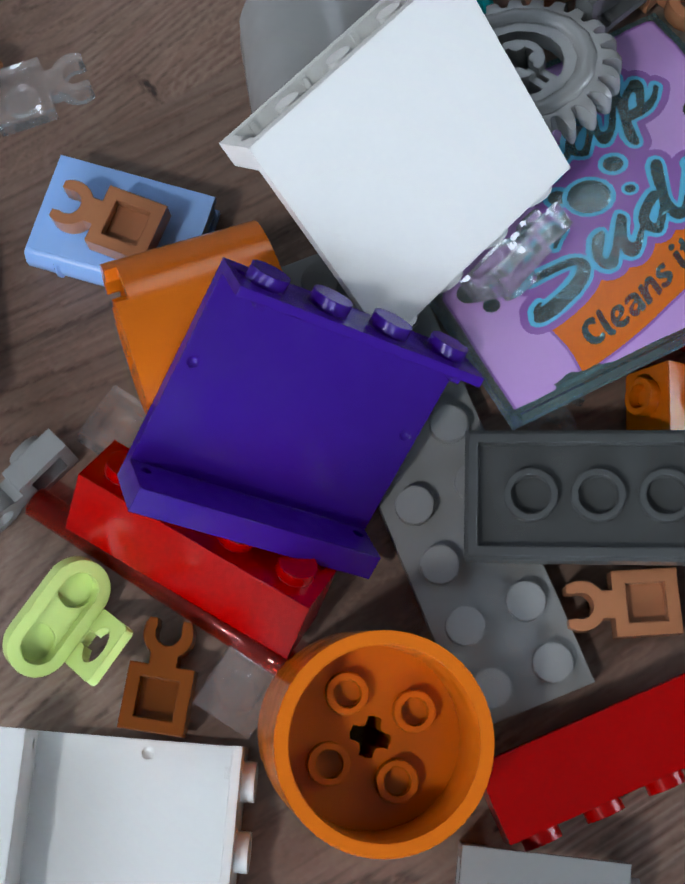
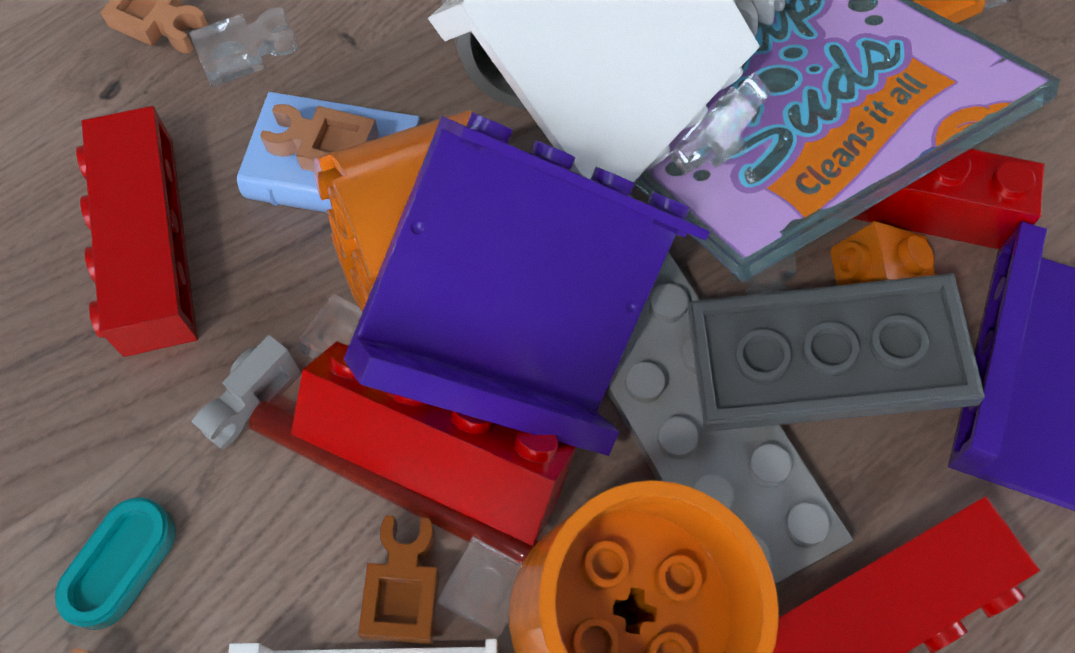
camera: 10 degrees left, 10 degrees down
(63, 621) = (294, 530): yellowish green bracket -> none
(636, 603) = (881, 457): nougat plate -> none

